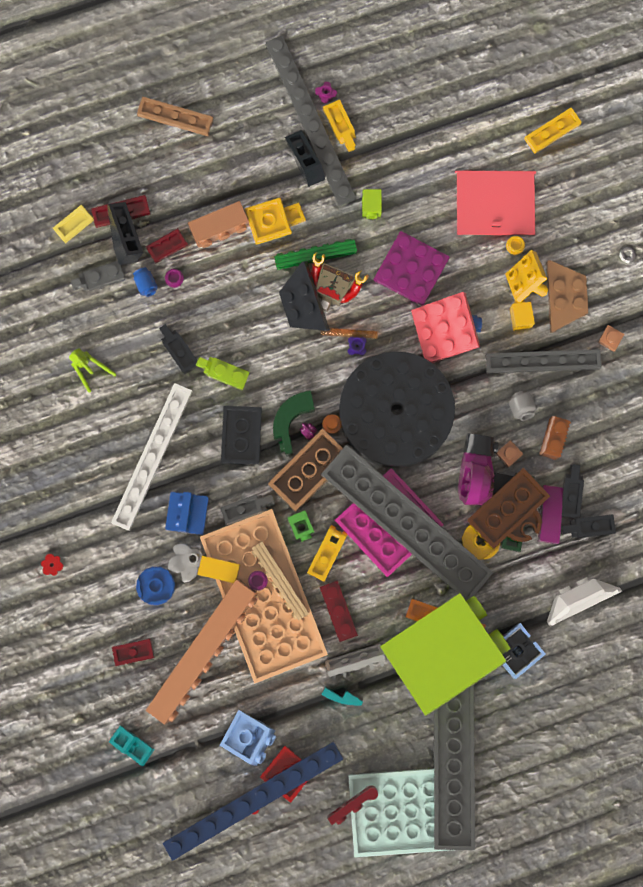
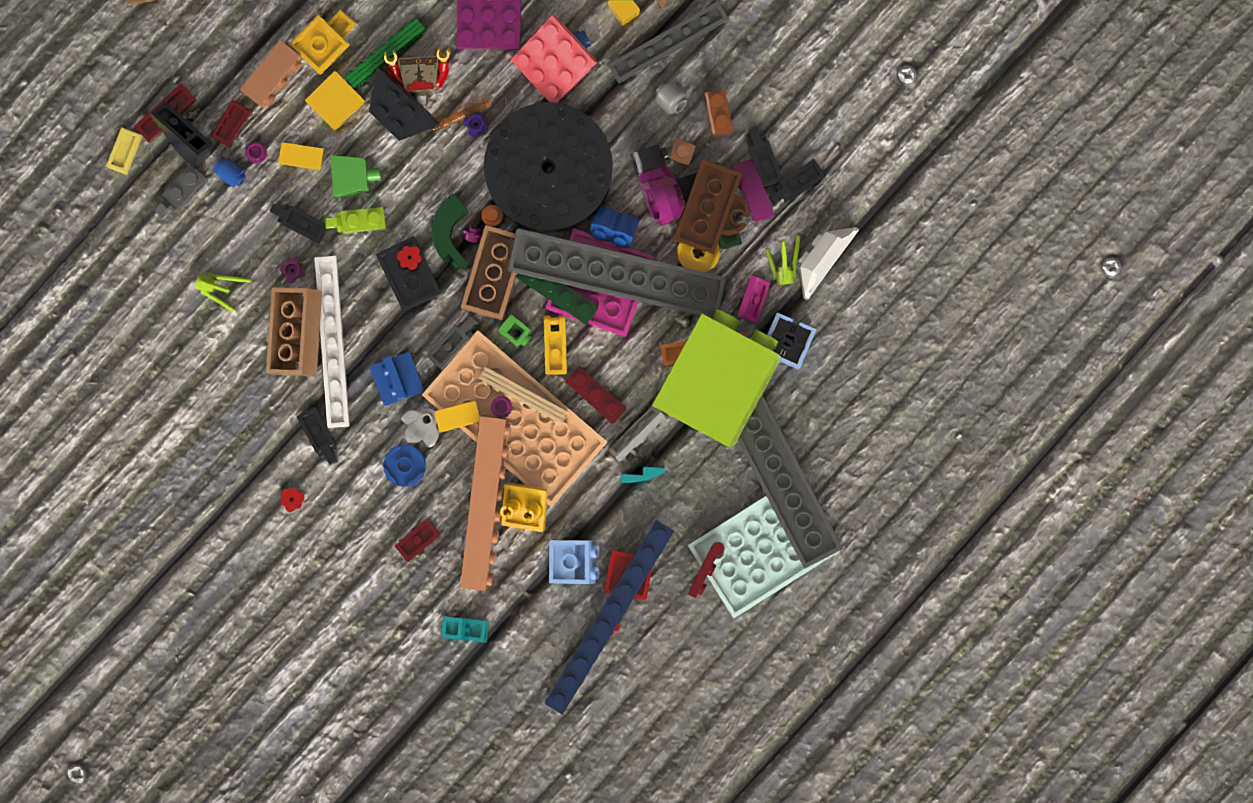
camera: 25 degrees left, 5 degrees up
(101, 524) = (318, 434): none -> black hinge
(125, 432) = (294, 331): none -> medium nougat brick
(151, 379) = (293, 264): none -> magenta plate
(207, 299) = (301, 156): none -> yellow tile
(232, 672) = (524, 507): none -> yellow plate
(238, 335) = (352, 176): none -> bright green torso
(248, 428) = (410, 263): none -> red plant
(256, 270) = (335, 101): none -> yellow tile
(353, 518) = (562, 297): none -> dark green plate
(424, 484) = (614, 227): none -> blue brick
(506, 602) = (753, 299): none -> dark pink plate
(542, 595) = (785, 274): none -> lime plant

